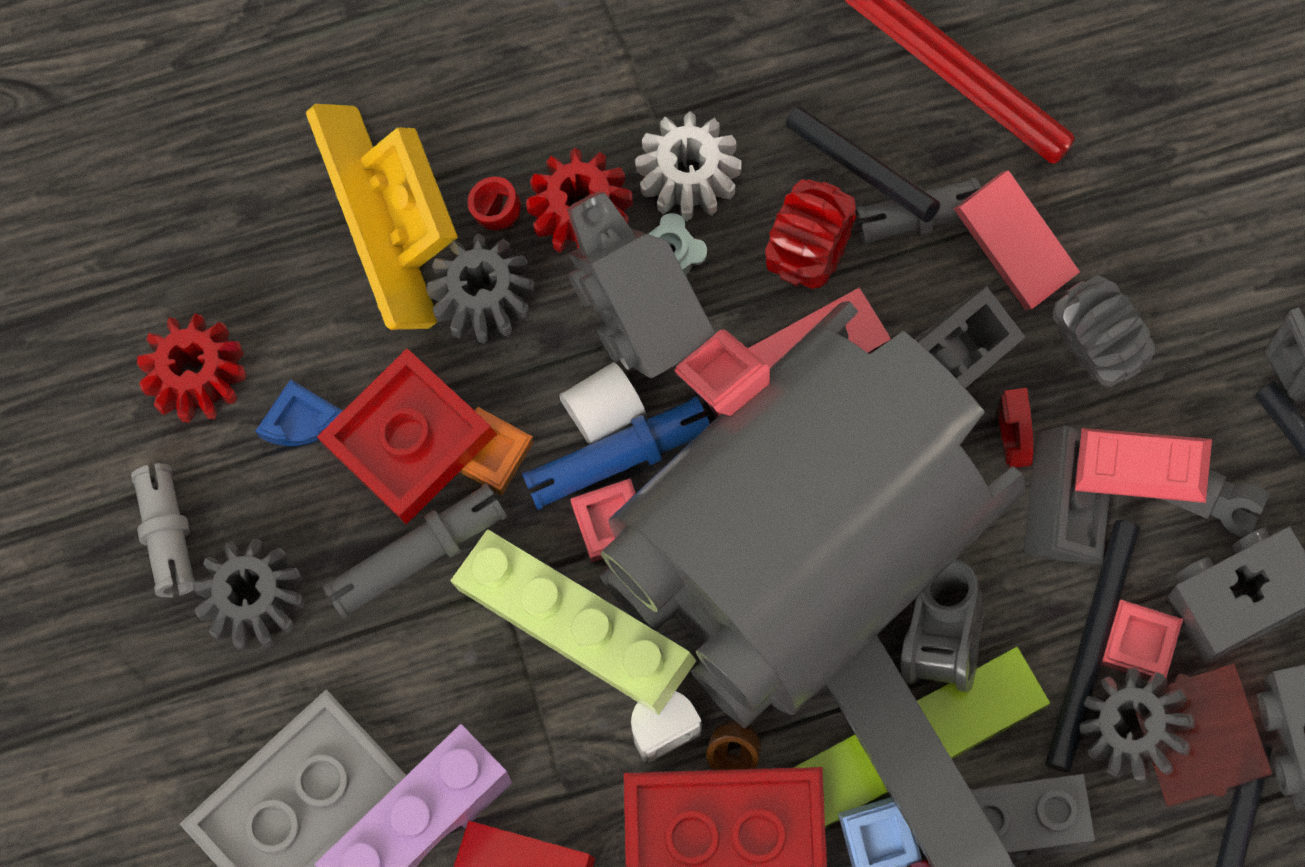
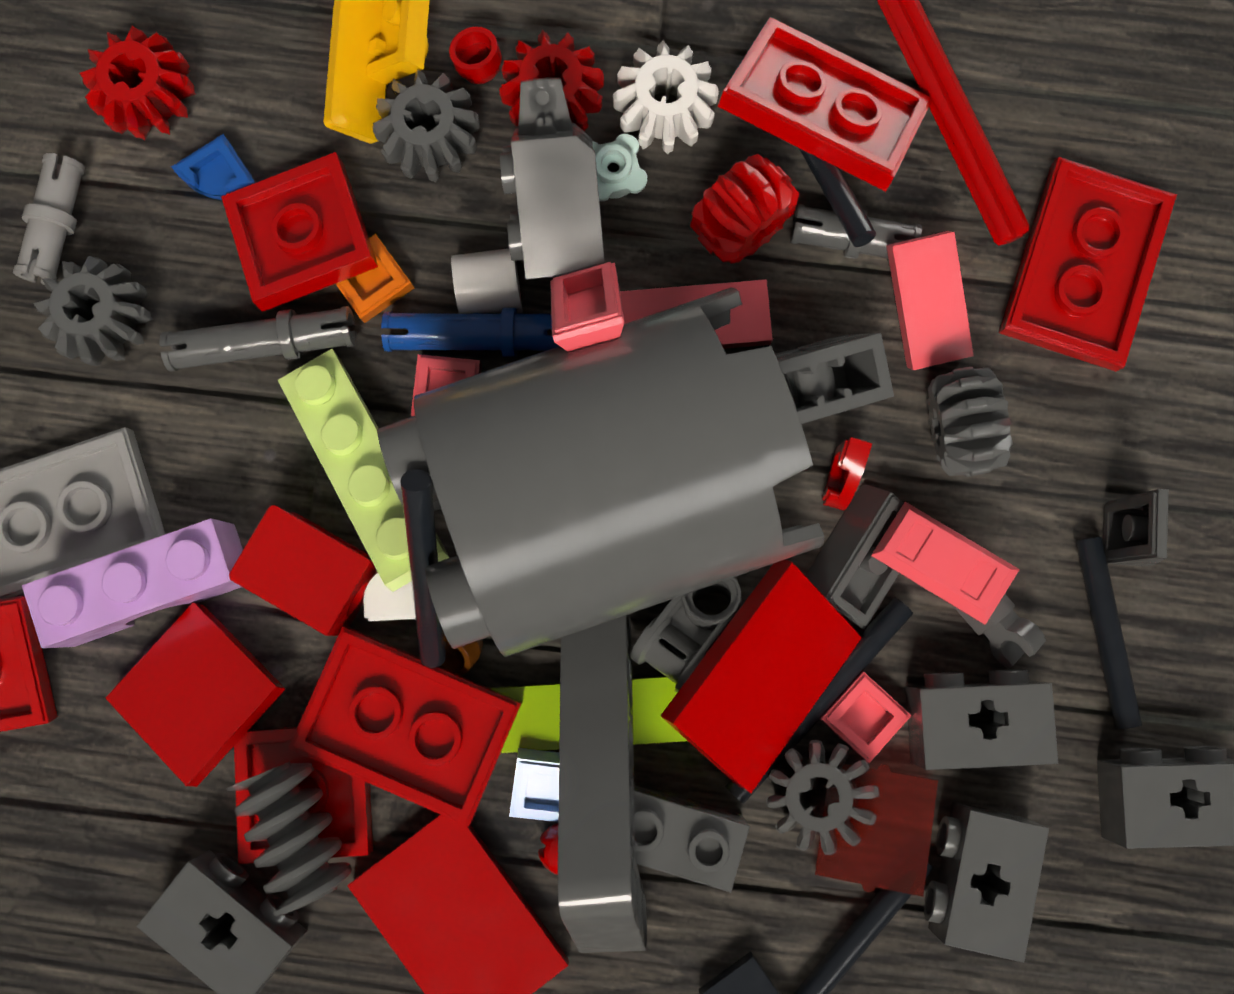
camera: 20 degrees right, 10 degrees up
(566, 737) = (304, 571): none -> red piece
(691, 669) = (422, 551): none -> black bar
(838, 107) = (826, 103): none -> red tile
(1030, 638) = (762, 675): none -> red tile
(1143, 145) = (1088, 264): none -> red tile

